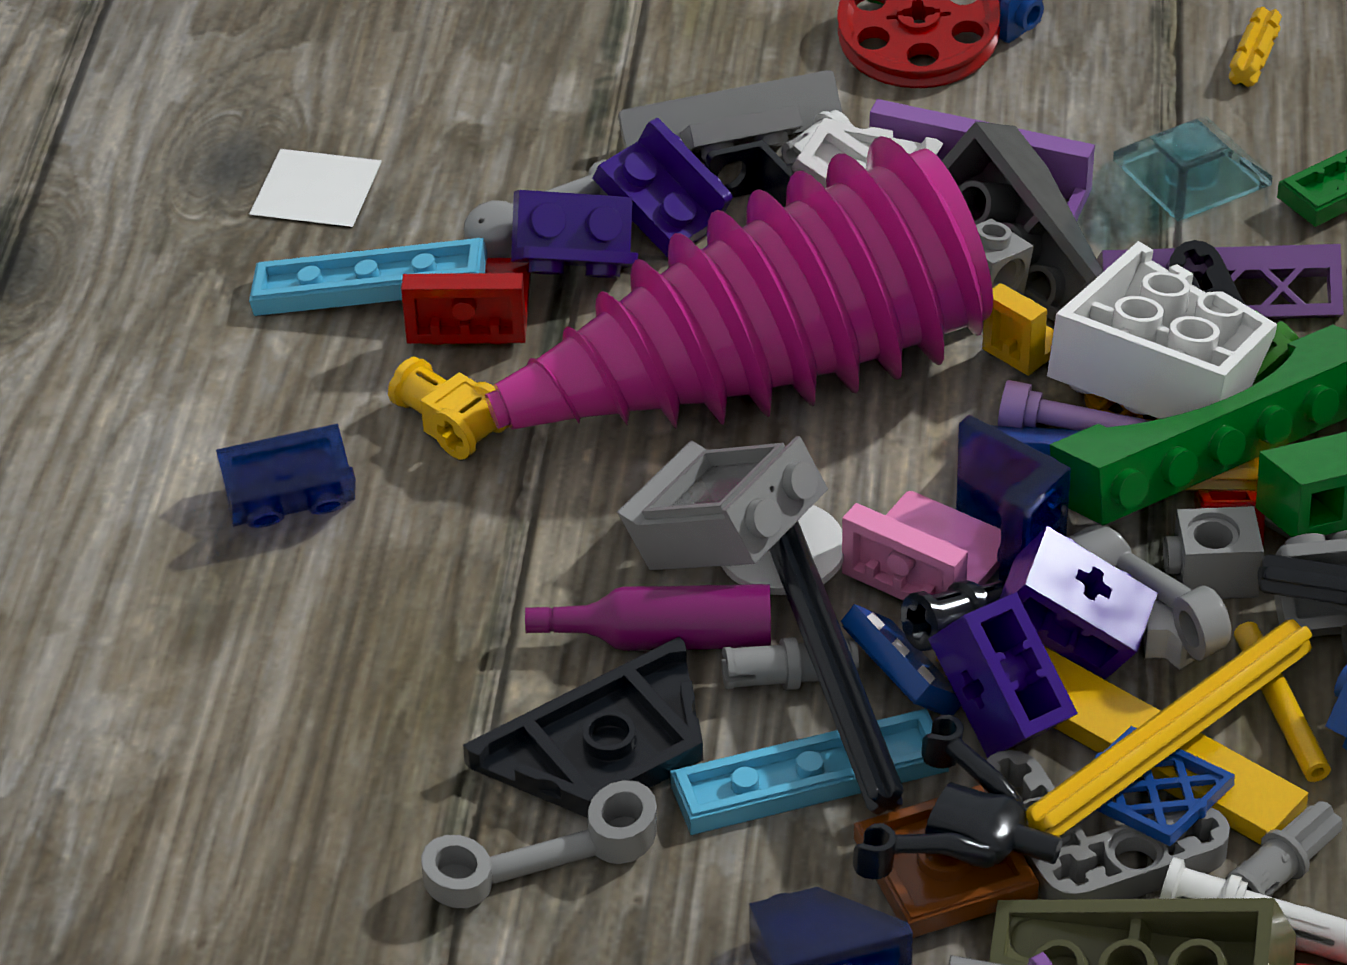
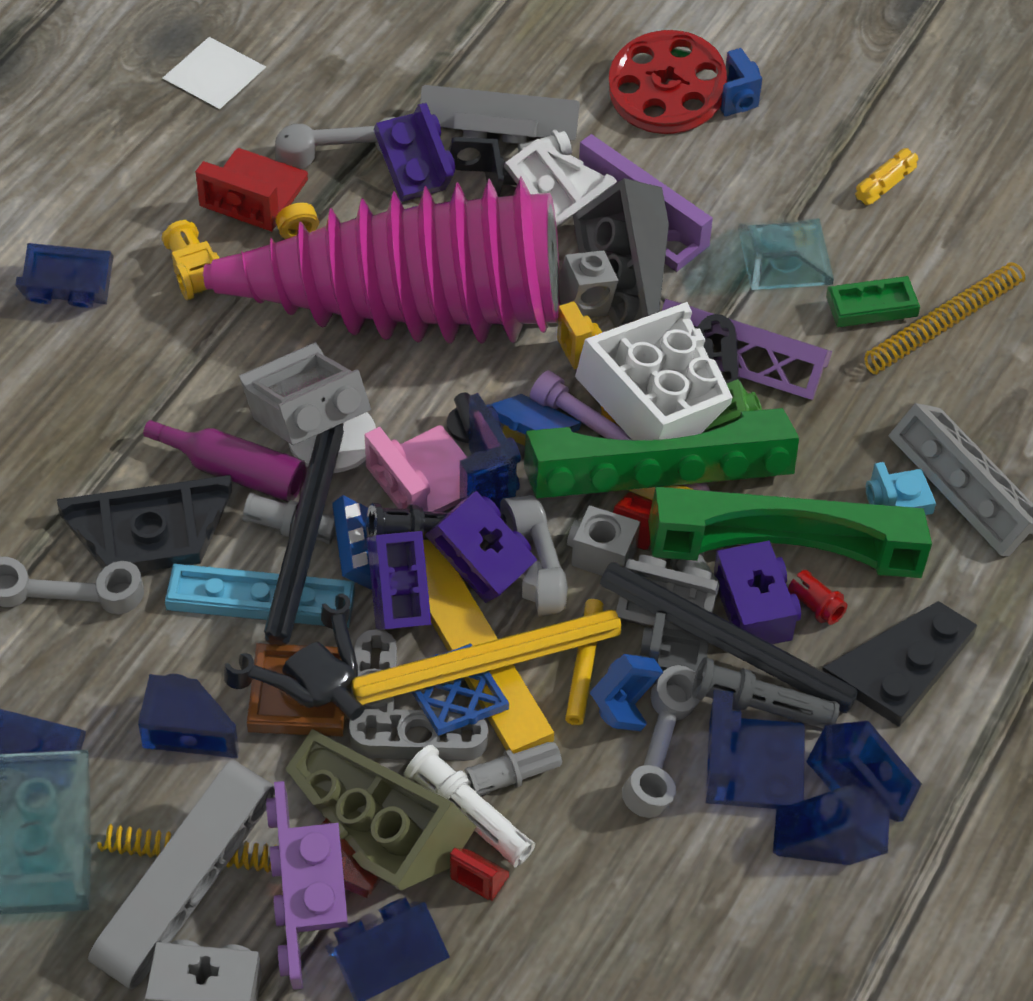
camera: 20 degrees right, 10 degrees up
(356, 275) = (191, 147): medium azure tile -> none
(553, 314) = (290, 216): none -> yellow tile
(572, 230) = (338, 165): dark purple bracket -> none
(933, 472) = (459, 418): none -> black plate

